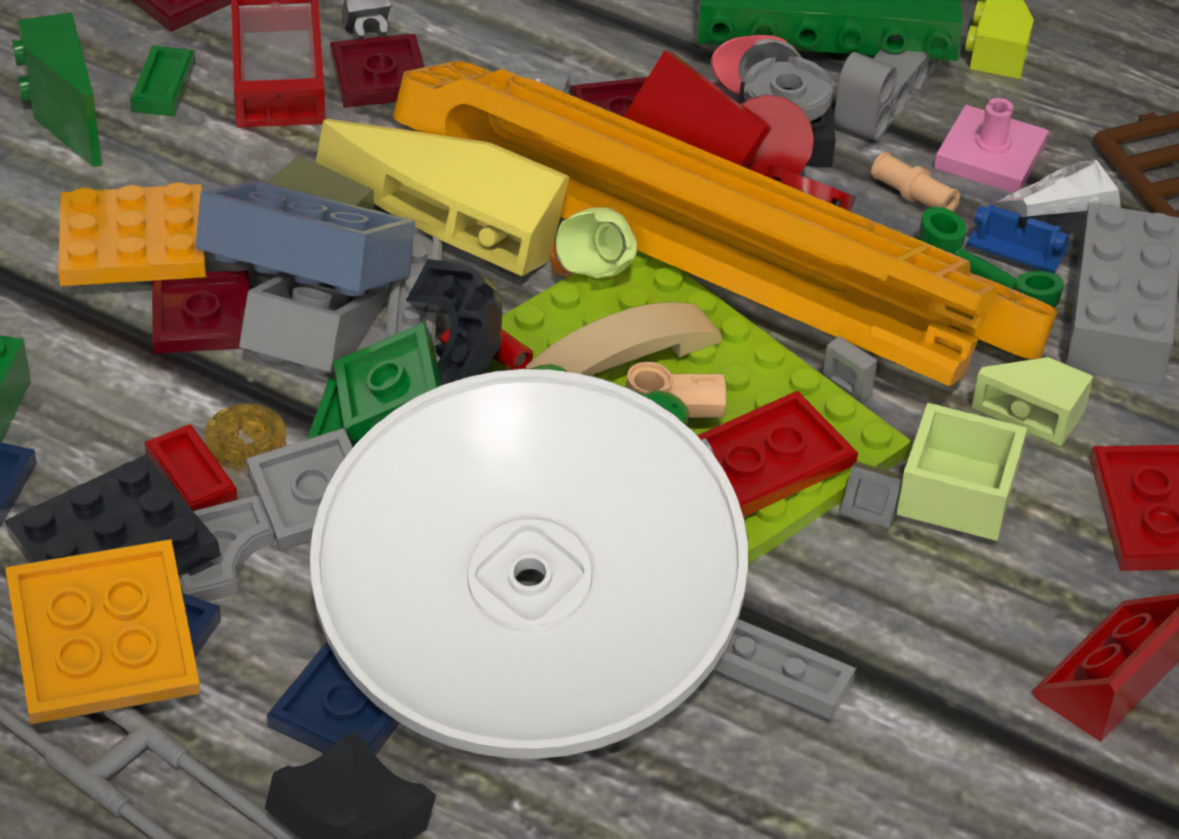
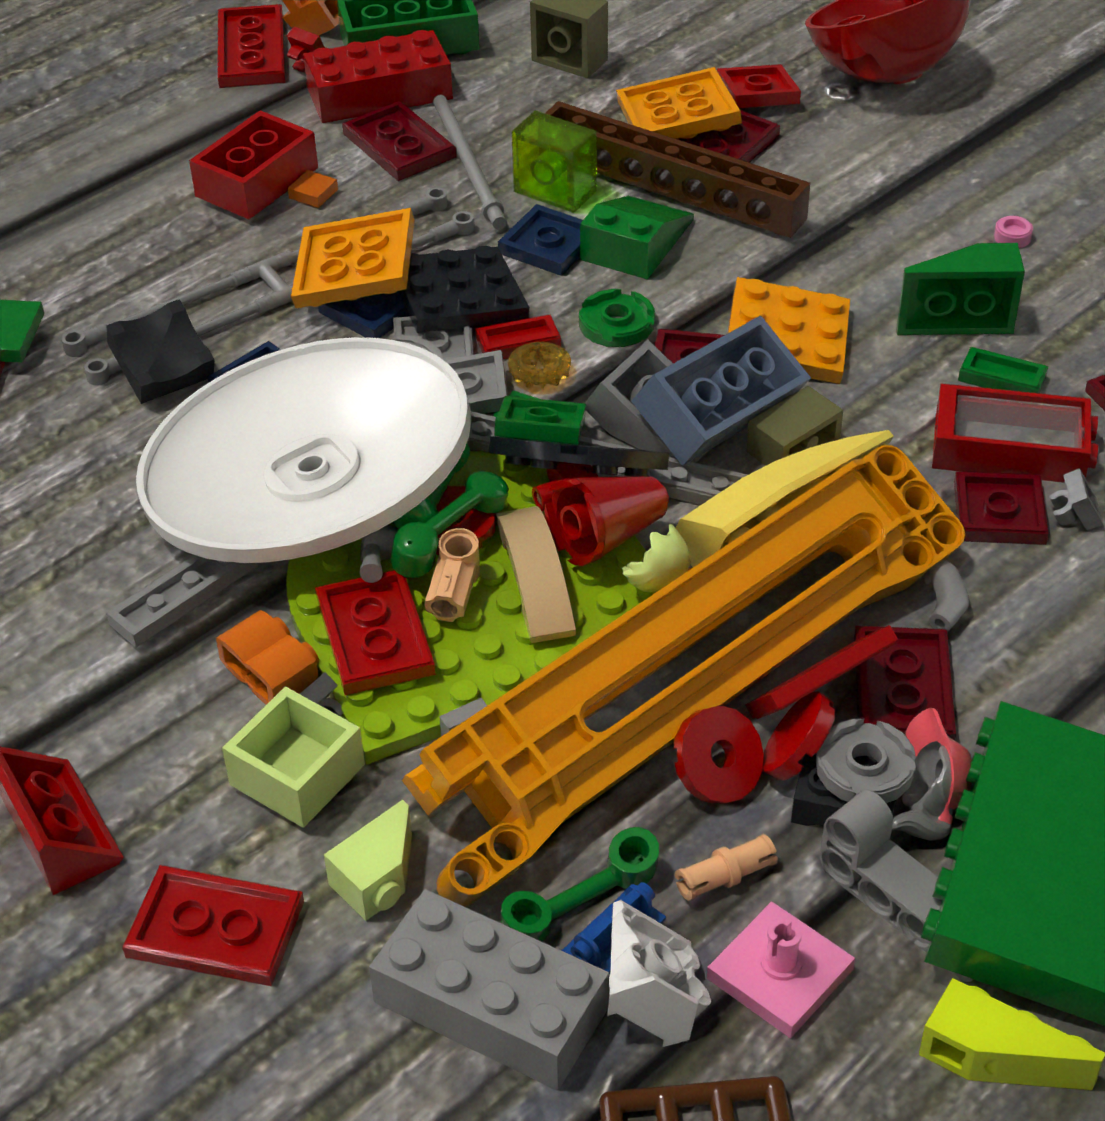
camera: 110 degrees right, 0 degrees up
(127, 409) = (600, 327): none -> green tile
(550, 285) = (601, 513): none -> red cone
(829, 545) = (267, 656): none -> orange brick

